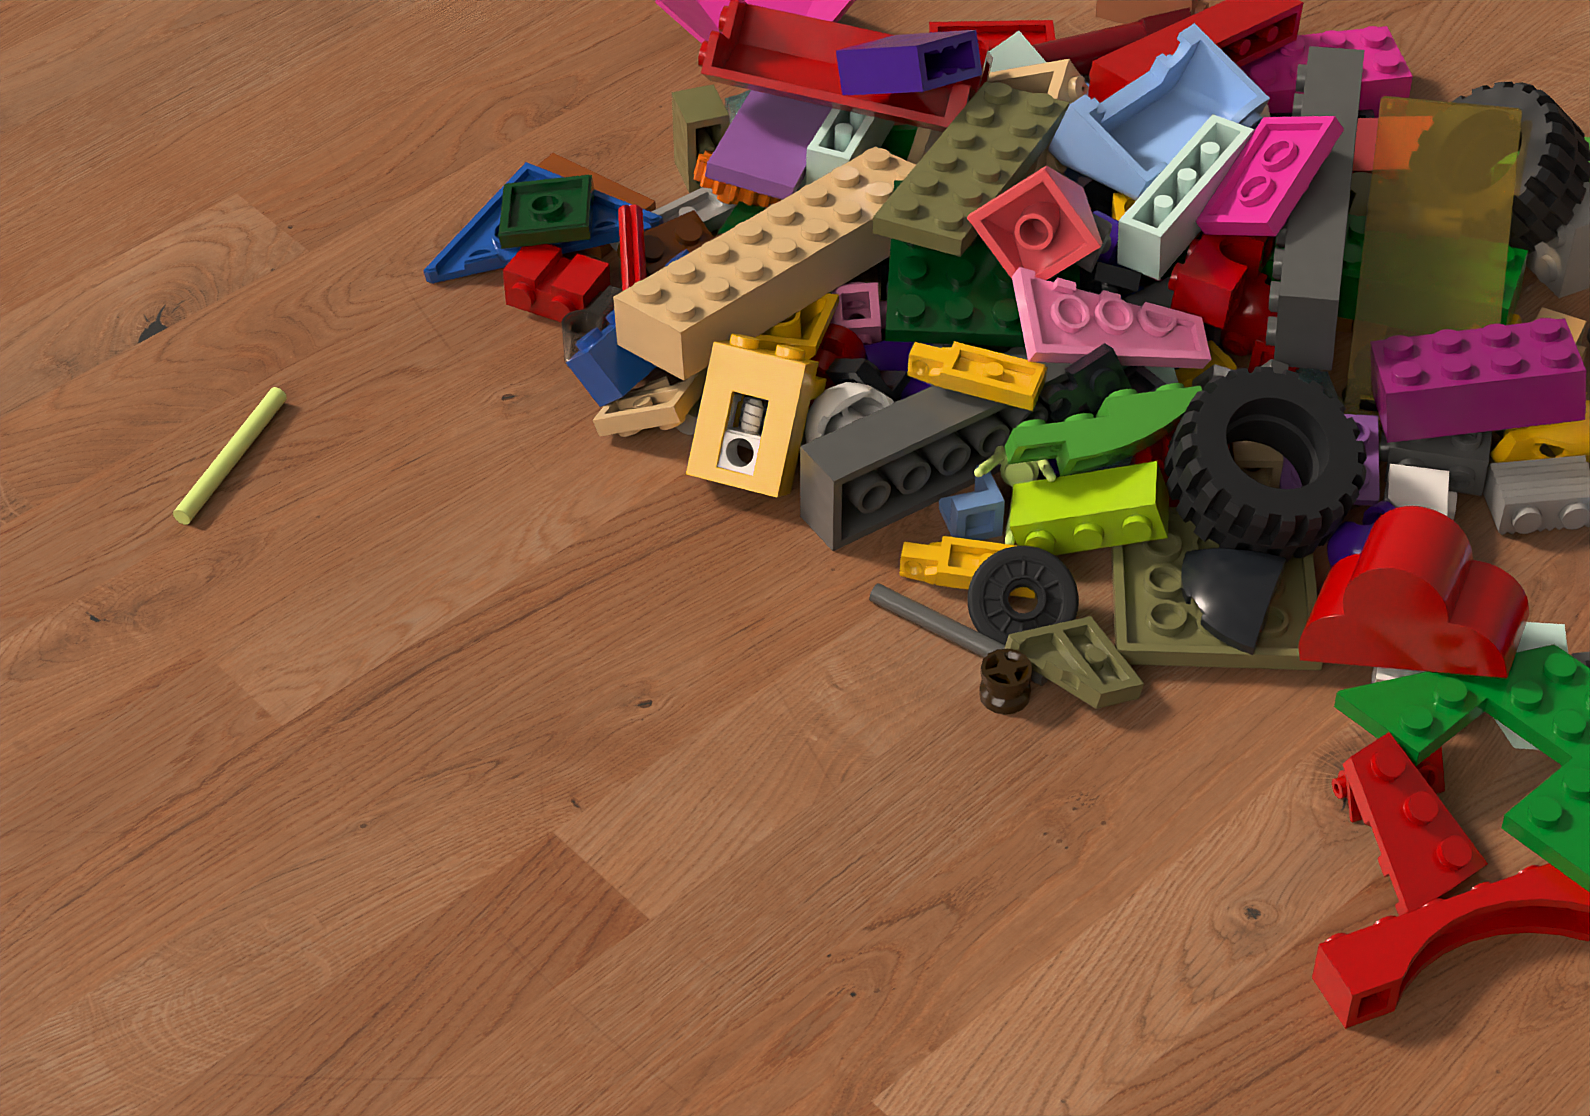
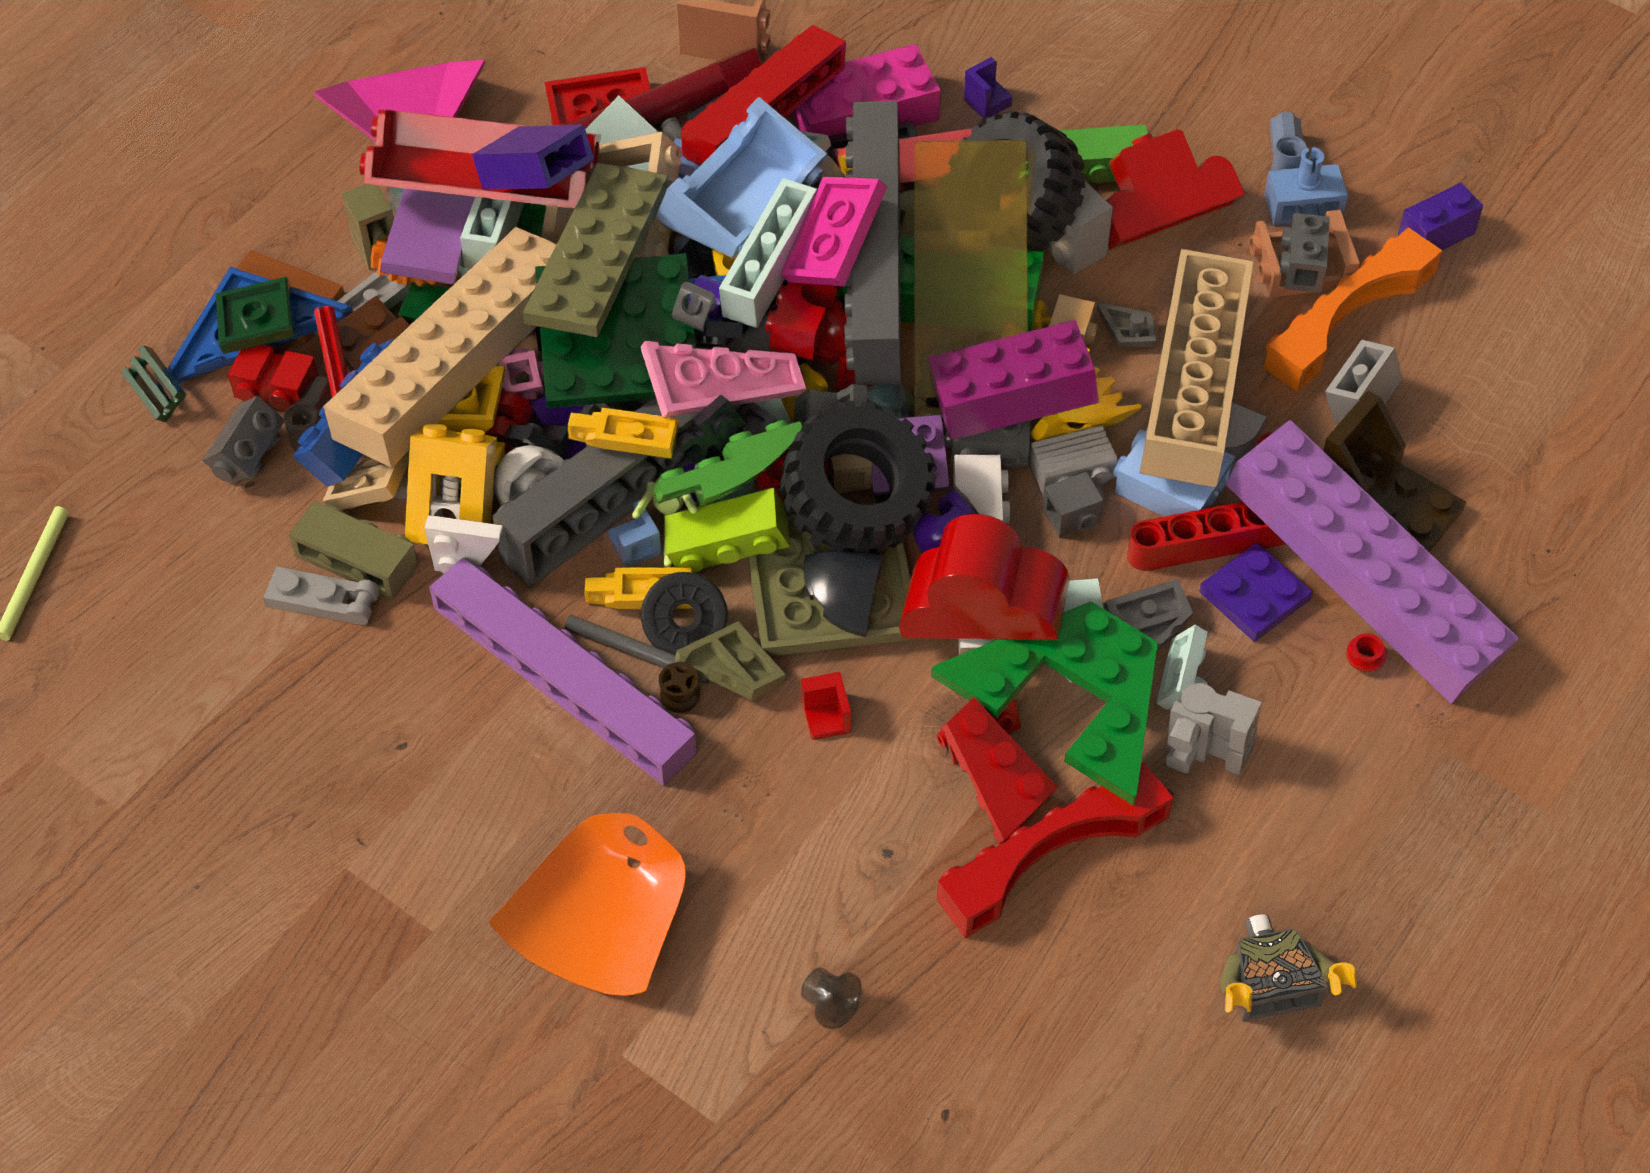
camera: 10 degrees left, 10 degrees up
(400, 257) = (139, 369): none -> tile
(509, 343) = (244, 440): none -> dark grey brick
(574, 524) = (321, 595): none -> light grey plate
(622, 477) = (353, 548): none -> olive brick
(754, 480) = (458, 539): none -> white wing
(854, 923) = (592, 912): none -> orange piece
(865, 645) = (564, 671): none -> medium lavender brick
(1038, 224) = (656, 304): coral slope -> none
(1162, 1066) = (832, 996): none -> clear smoke piece
(1192, 726) = (825, 706): none -> red panel
(1461, 75) = (983, 91): none -> dark purple panel
(1538, 542) = (1073, 504): none -> dark grey brick

